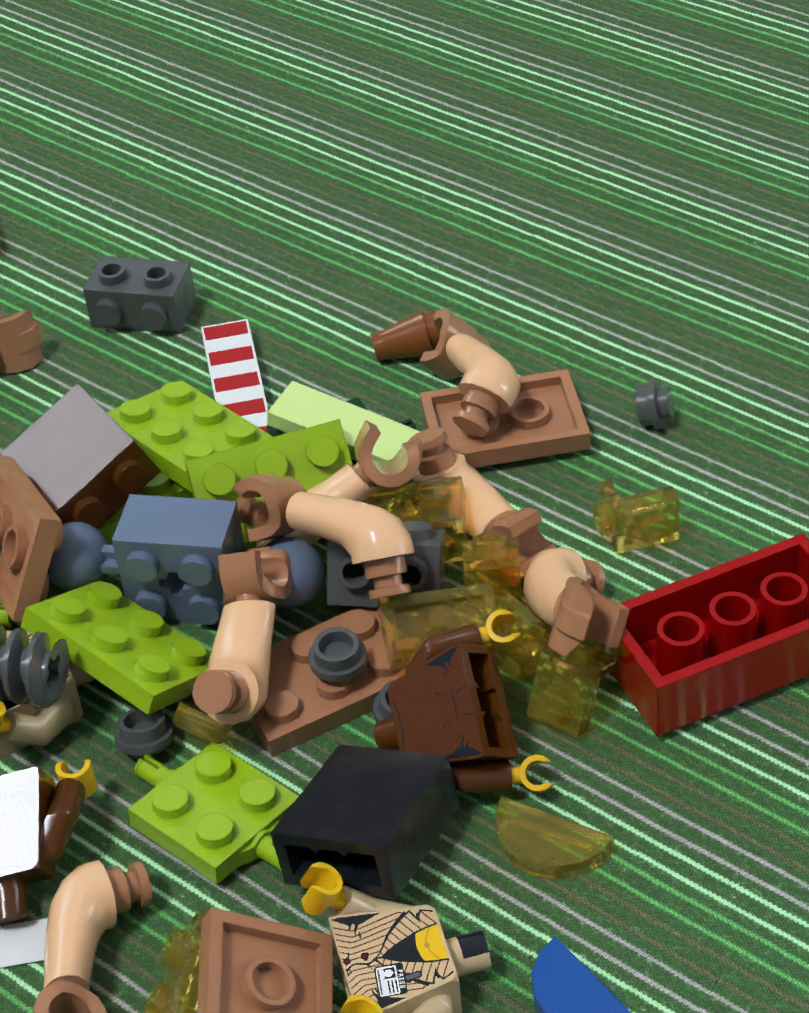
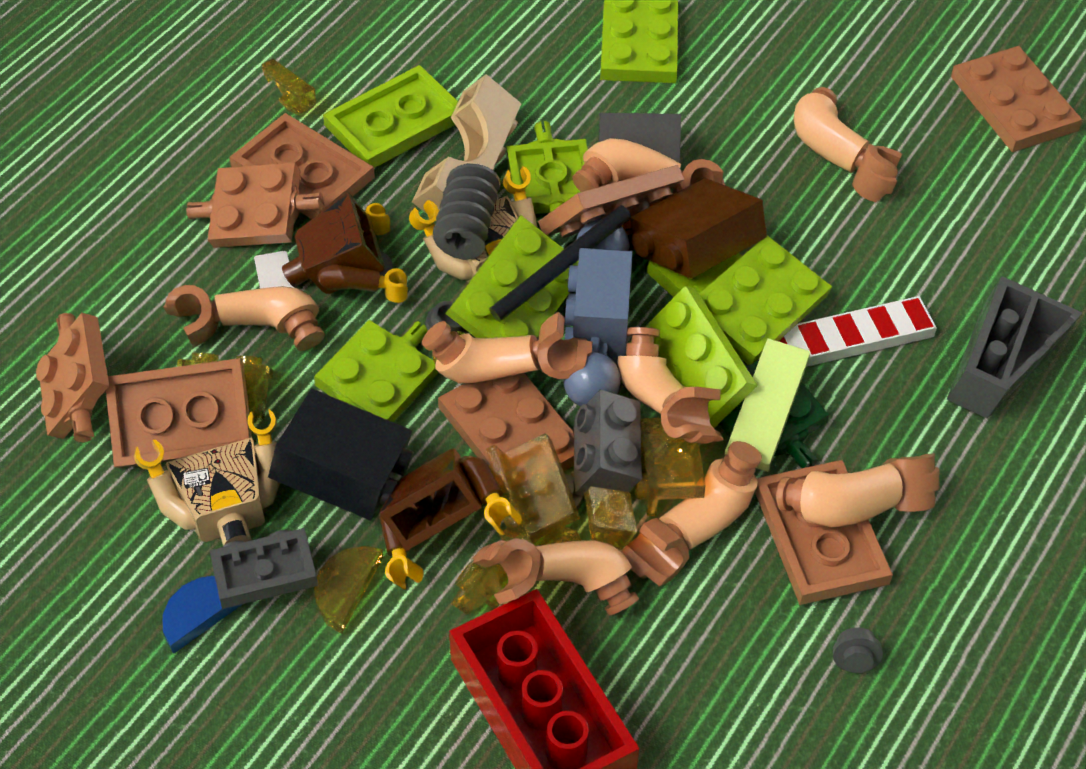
camera: 80 degrees right, 10 degrees up
(118, 576) = (559, 263): none -> black bar
(140, 294) = (952, 246): dark grey brick -> none
(294, 265) = (1007, 344): none -> dark grey wedge
(337, 655) = (504, 421): dark grey plate -> none
(364, 530) = (601, 388): piece -> none
(407, 338) = (924, 440): dark orange cone -> none
(533, 910) = (263, 567): none -> dark grey bracket
(637, 519) = (690, 640): clear yellow bracket -> none

